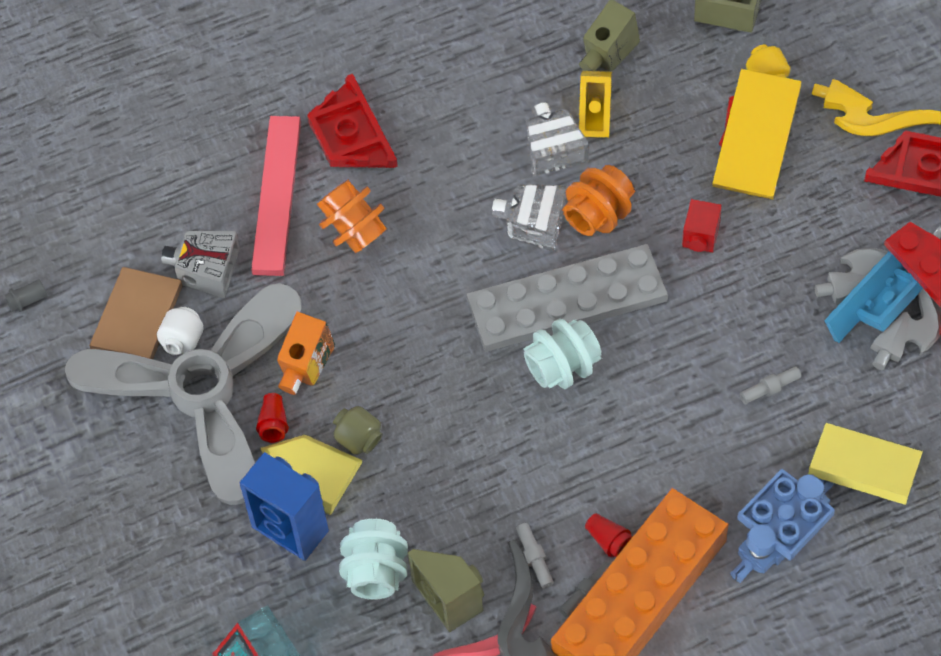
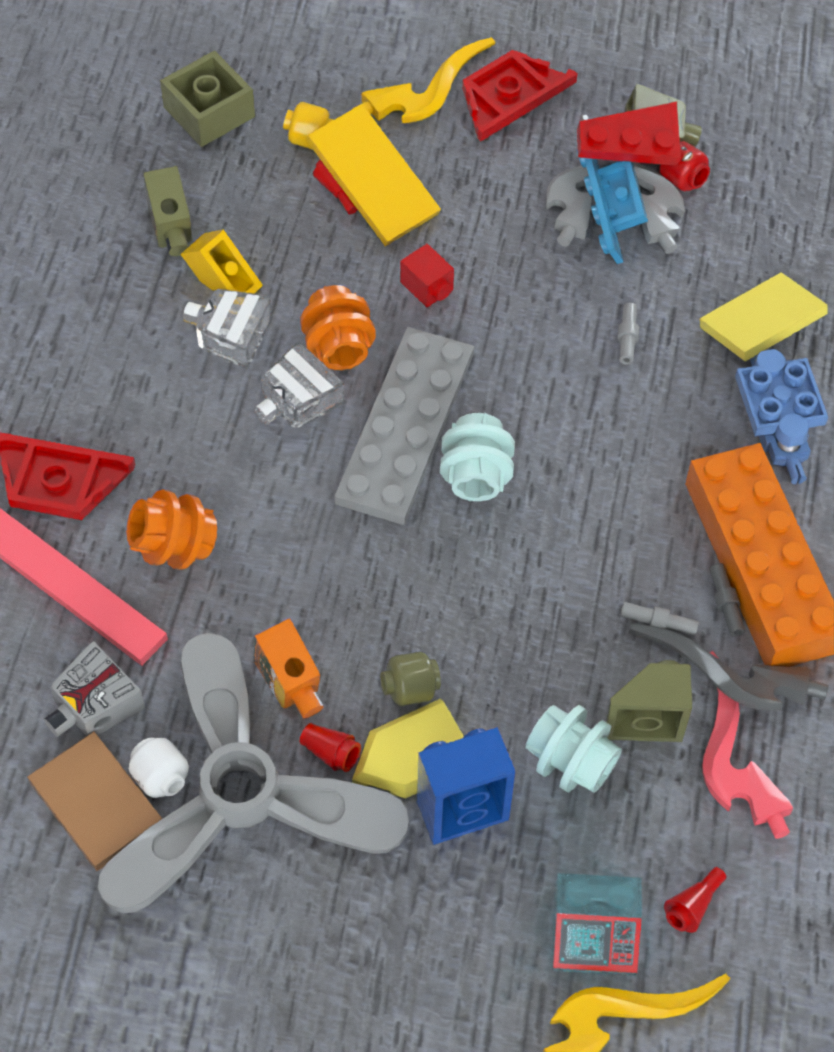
camera: 60 degrees left, 0 degrees up
(608, 534) = (687, 546): red cone -> none

